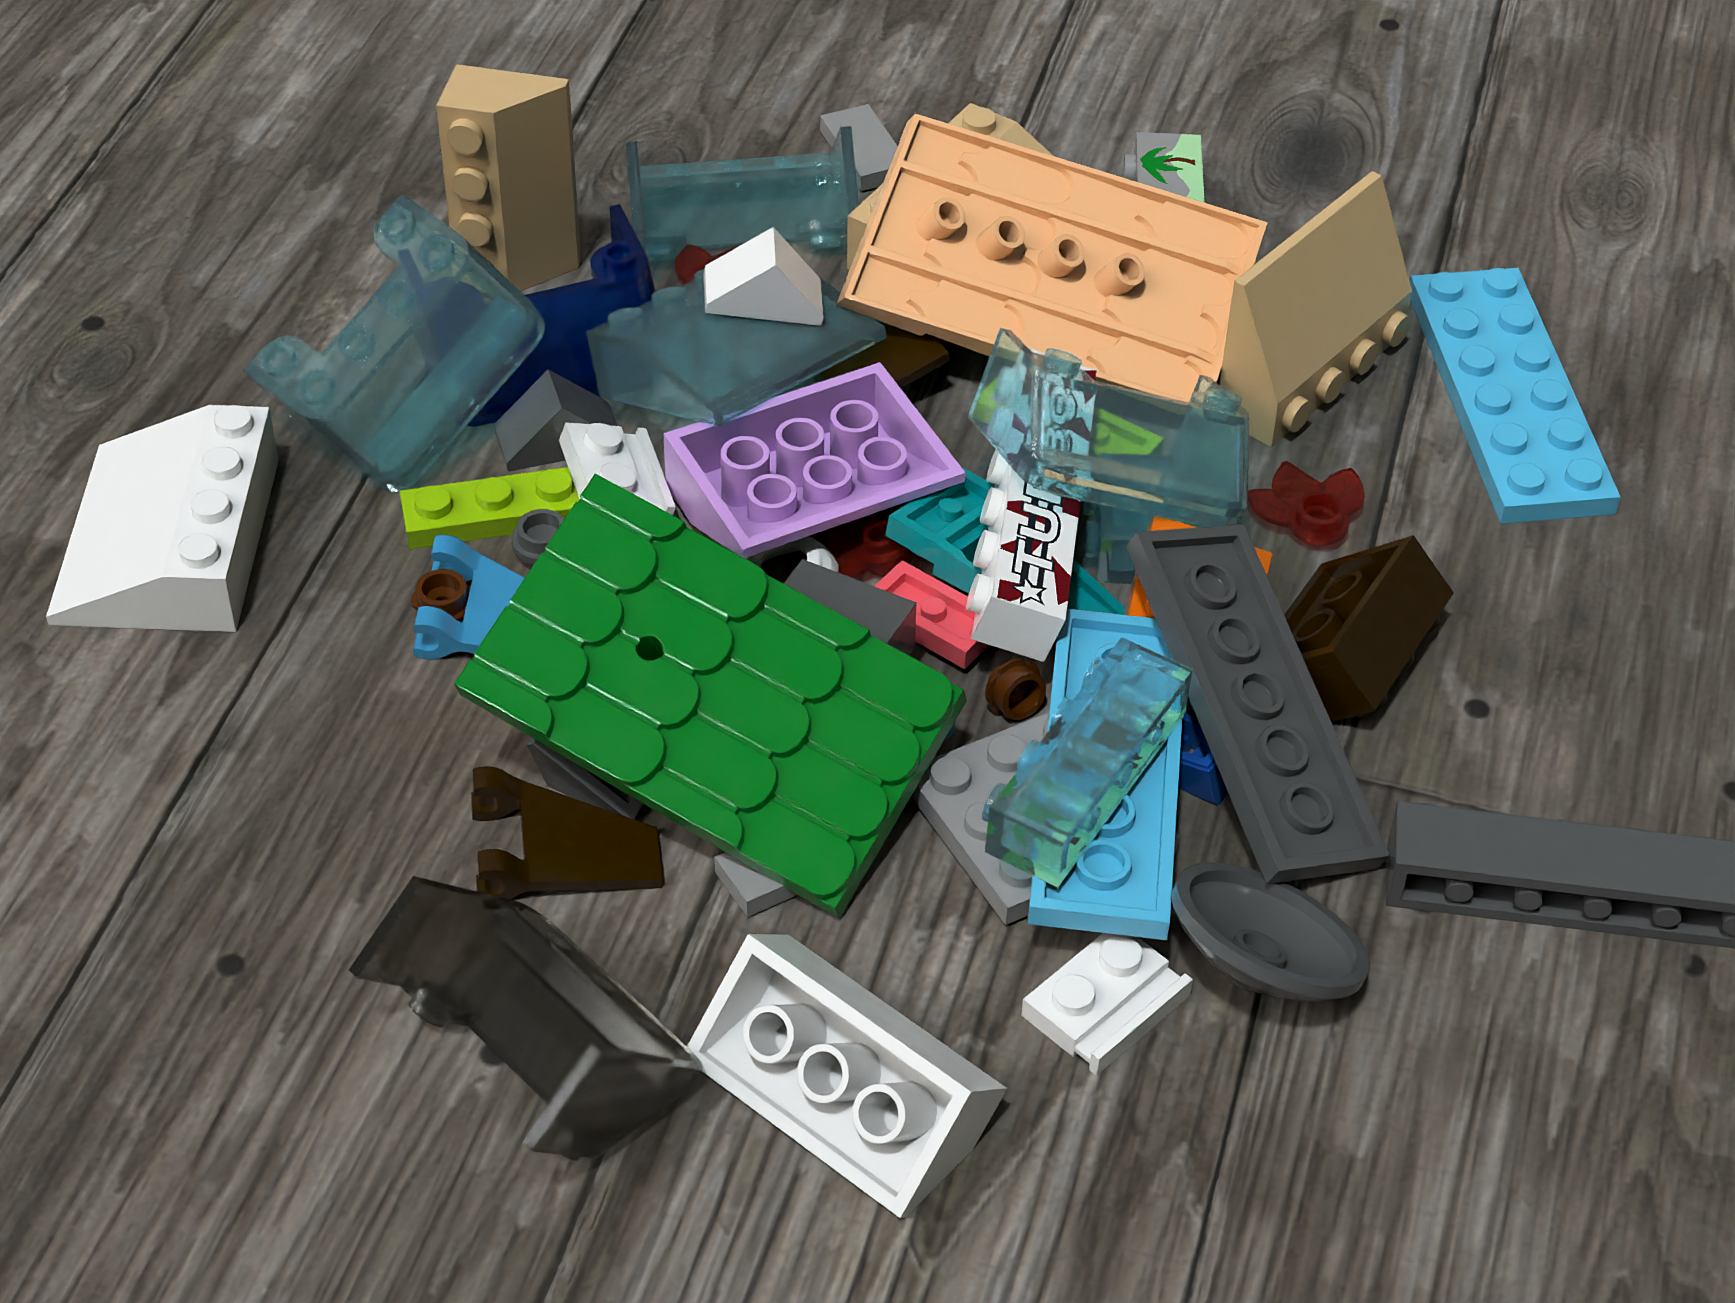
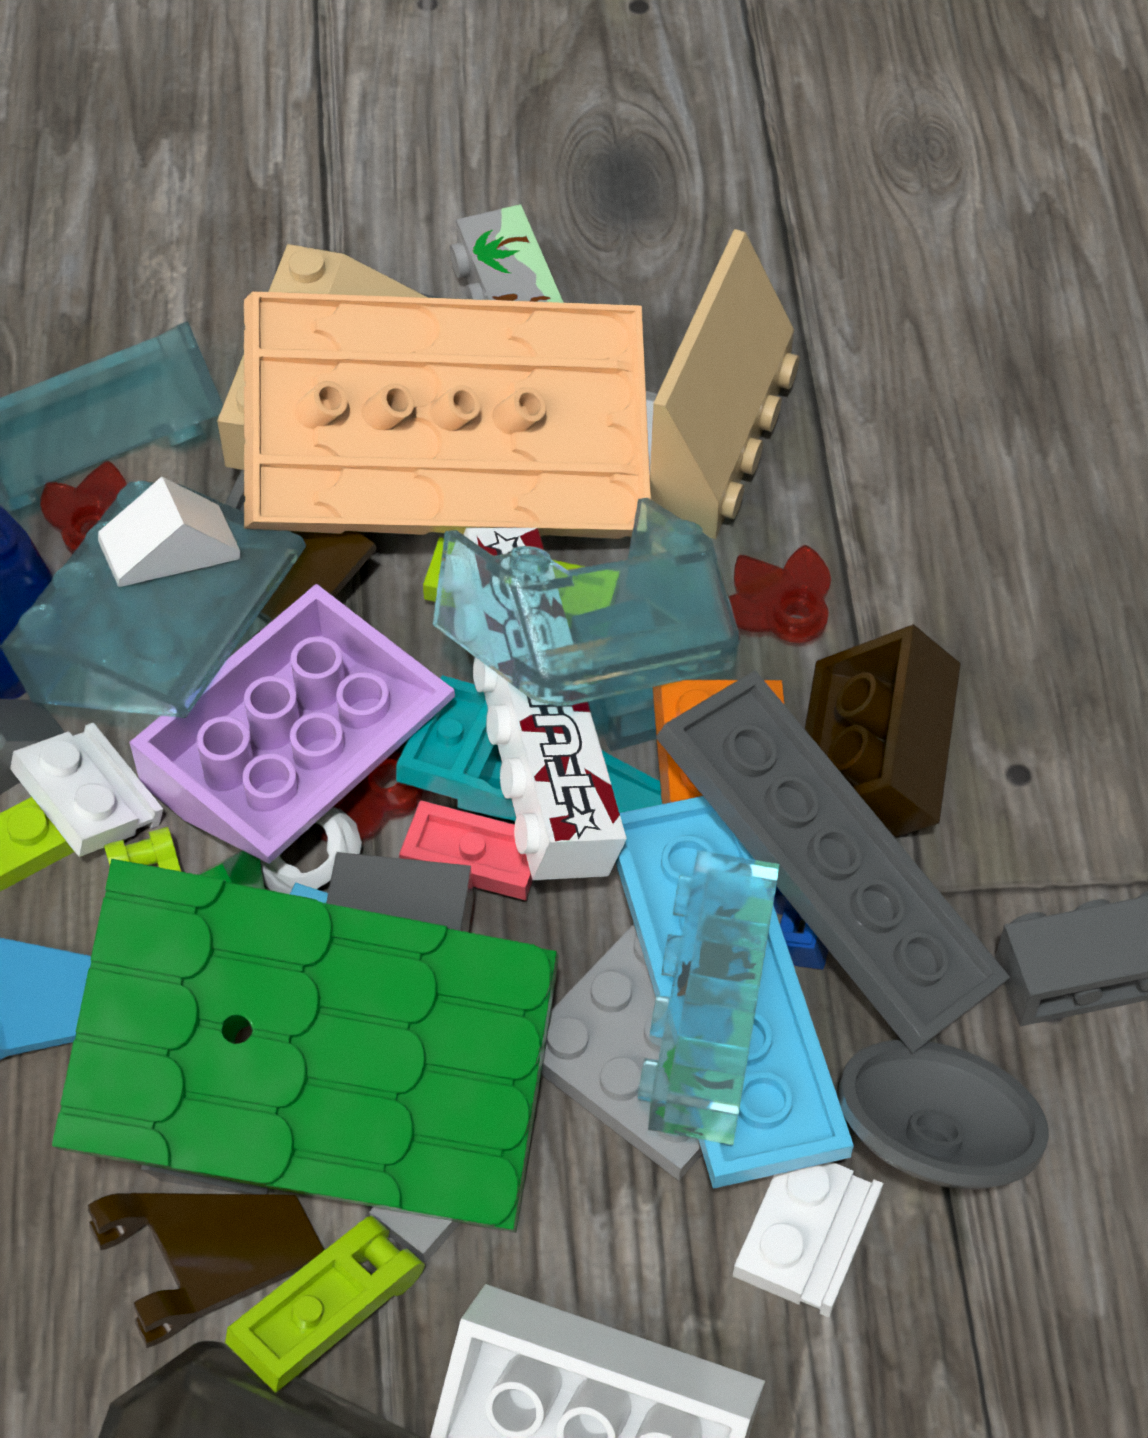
camera: 20 degrees left, 10 degrees up
(534, 533) = (39, 891): dark grey plate -> none
(641, 904) = (322, 1303): none -> lime plate
(871, 143) = (172, 297): light grey tile -> none
(1015, 689) = (586, 910): reddish brown plate -> none
(1512, 397) = (920, 411): medium azure plate -> none

